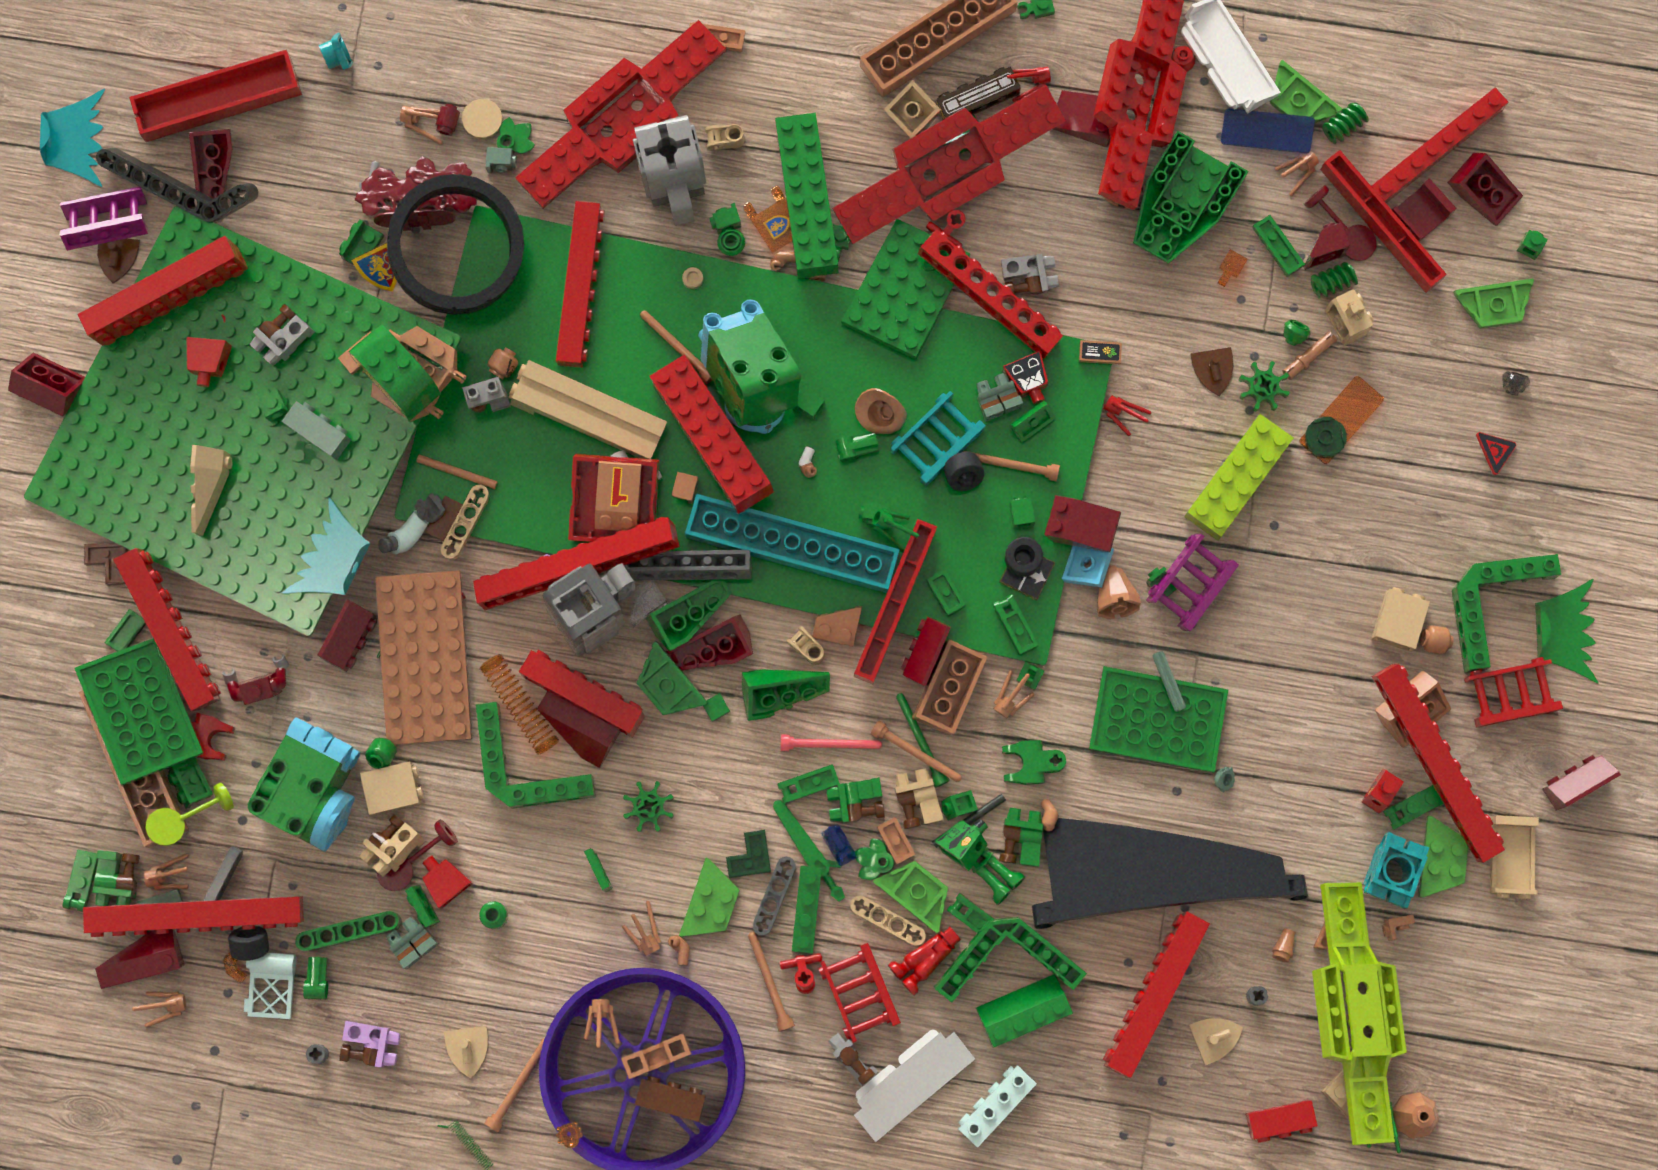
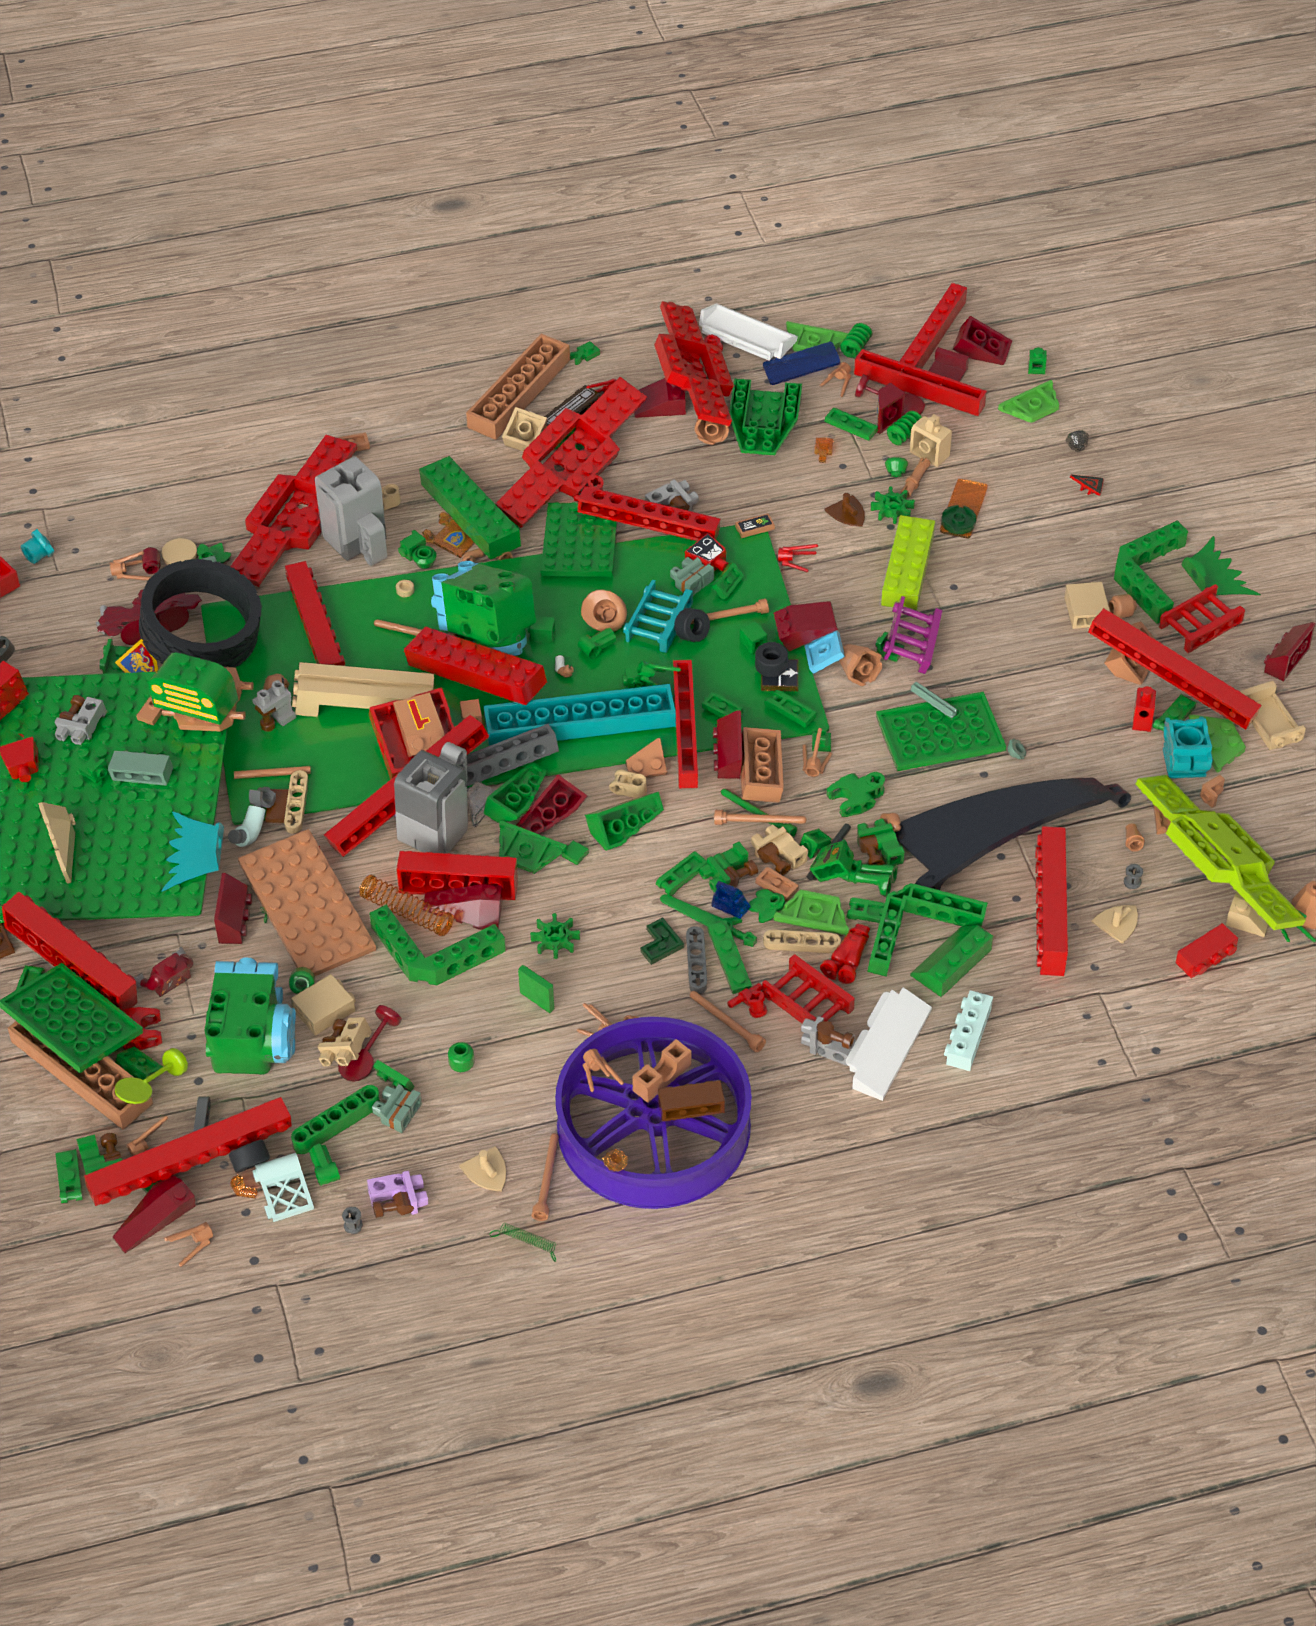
camera: 25 degrees left, 30 degrees down
(444, 881) = (405, 1051): red torso -> none
(710, 903) = (645, 984): bright green wing -> none
(789, 743) = (649, 852): coral piece -> none

